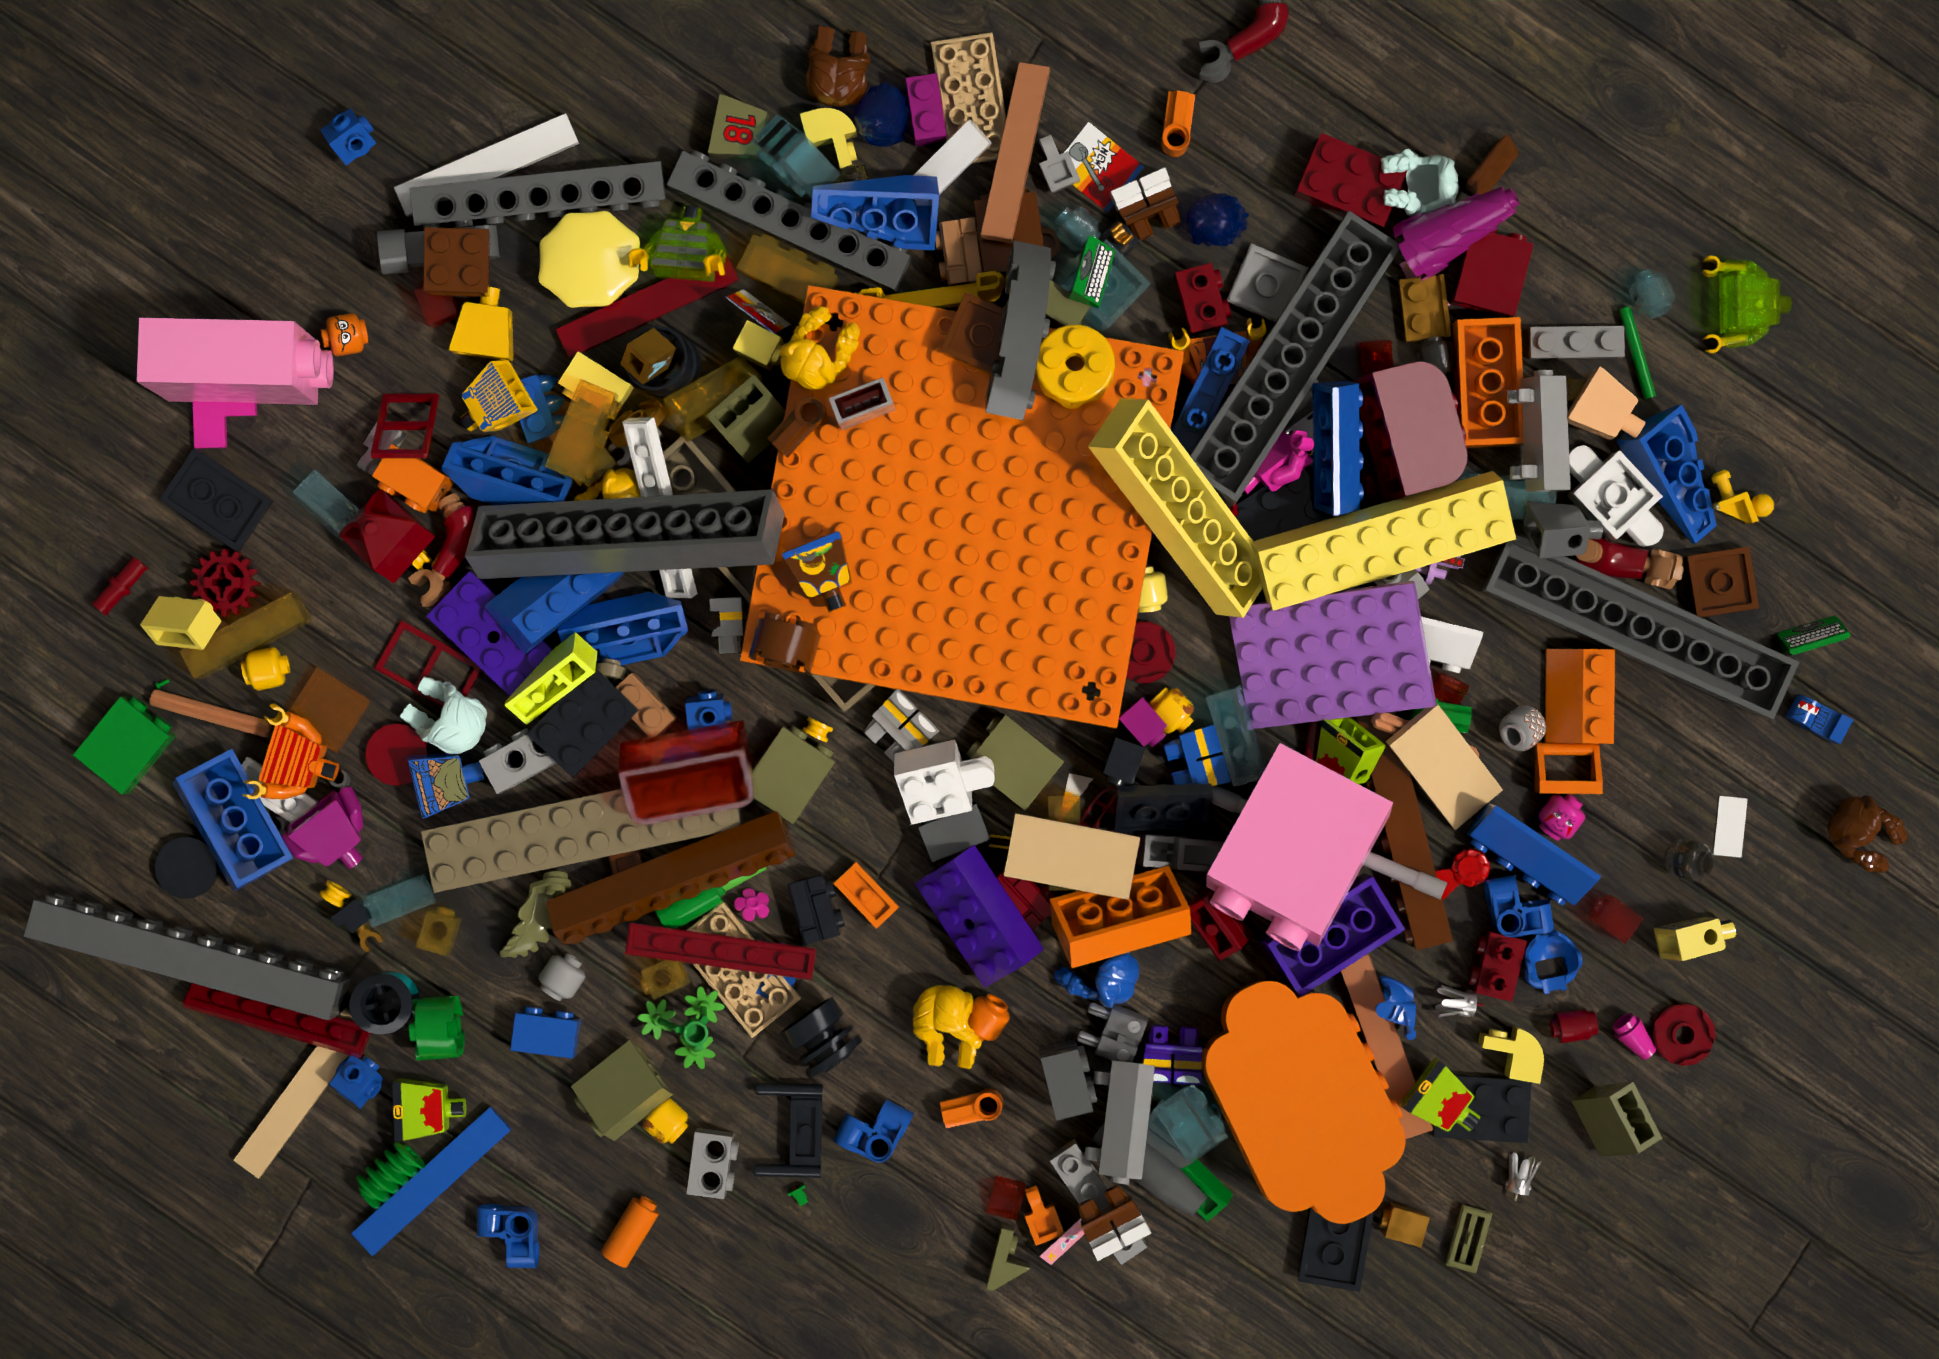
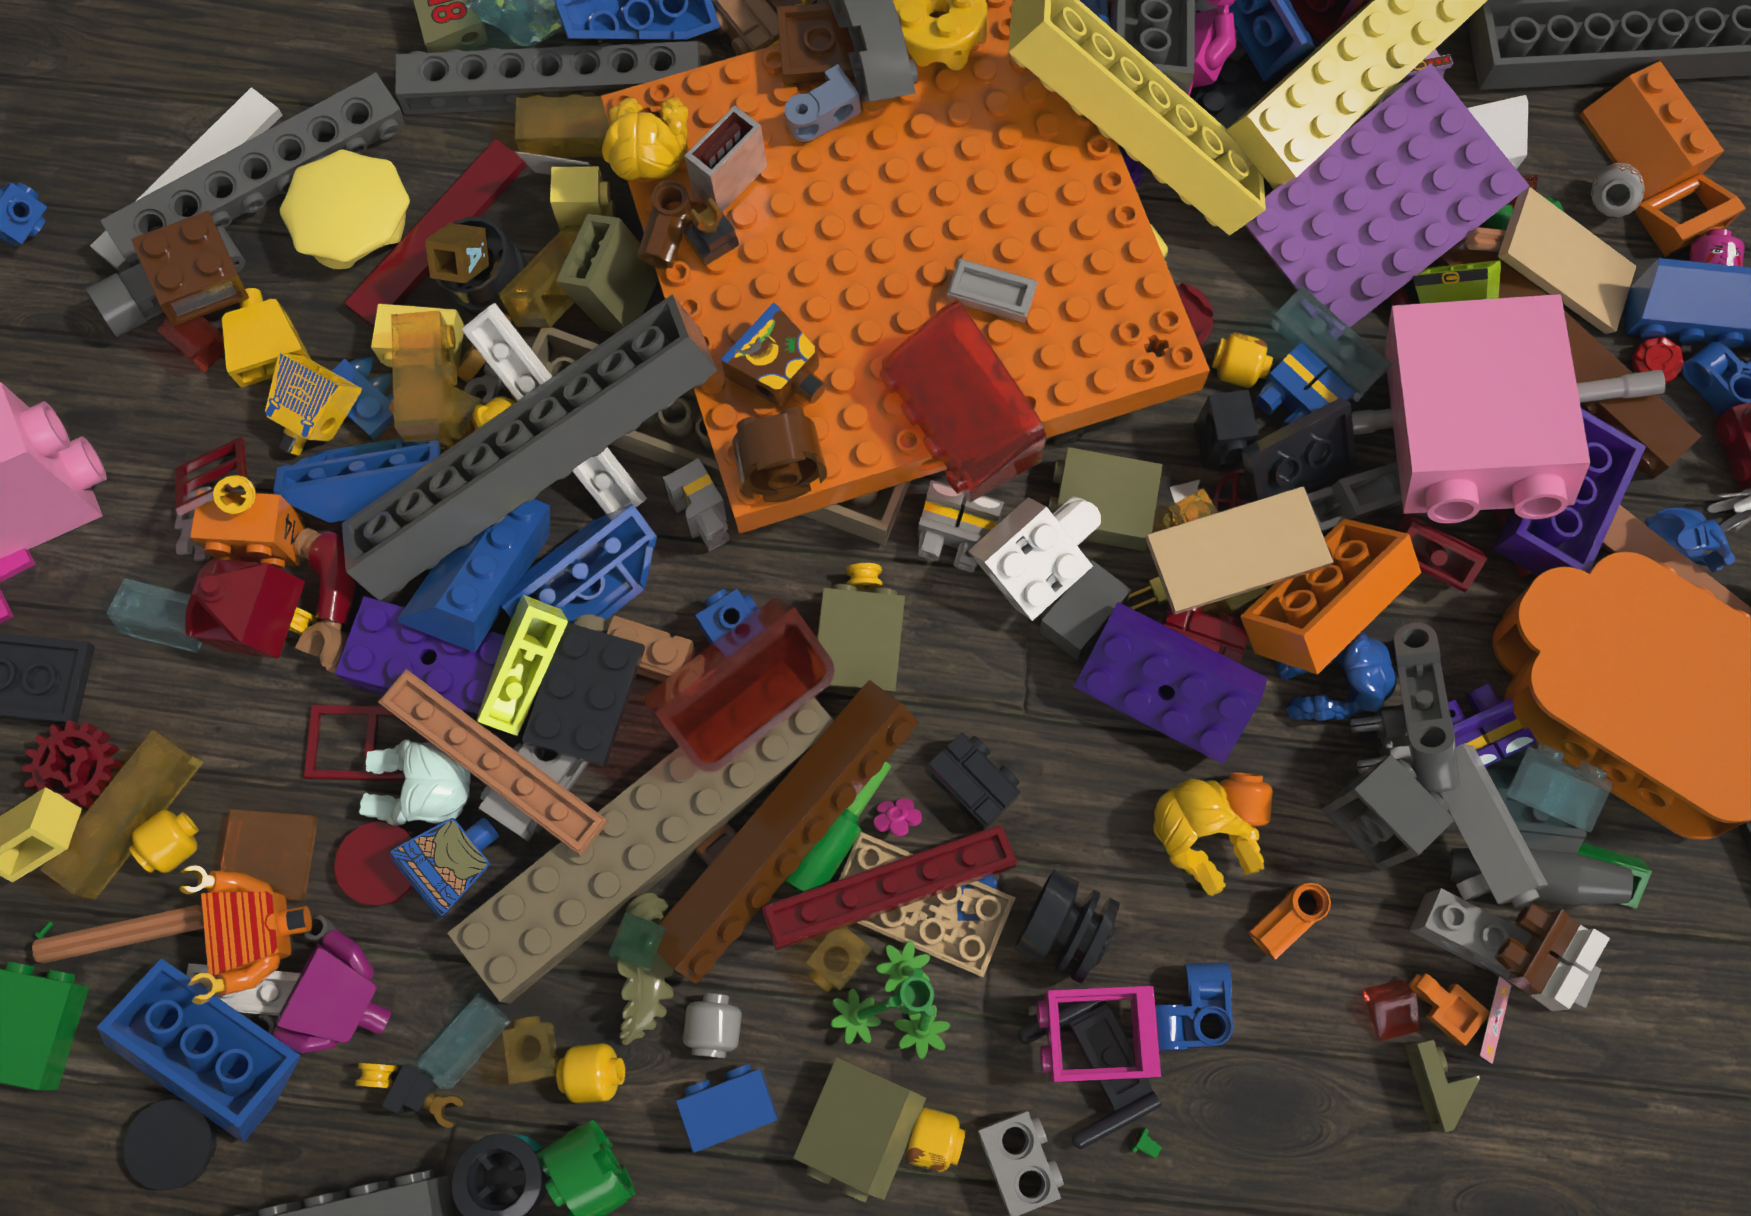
camera: 30 degrees left, 15 degrees down
(344, 334) = (99, 419): orange head -> none
(419, 458) = (234, 481): none -> yellow bush
(470, 965) = (590, 1073): none -> yellow head
(501, 736) = (493, 762): none -> nougat tile
(538, 902) = (637, 941): none -> clear green tile
(683, 249) = (446, 152): torso -> none
(764, 1112) = (1143, 1026): none -> dark pink window
(826, 448) = (710, 233): none -> black piece
(866, 895) = (1024, 734): orange plate -> none
(926, 670) = (964, 403): none -> clear red windscreen
(958, 391) = (823, 107): none -> sand blue leg
(998, 593) = (992, 290): none -> light grey tile
(1134, 1025) = (1426, 707): none -> dark grey plate
(1143, 723) = (1229, 372): magenta brick -> none

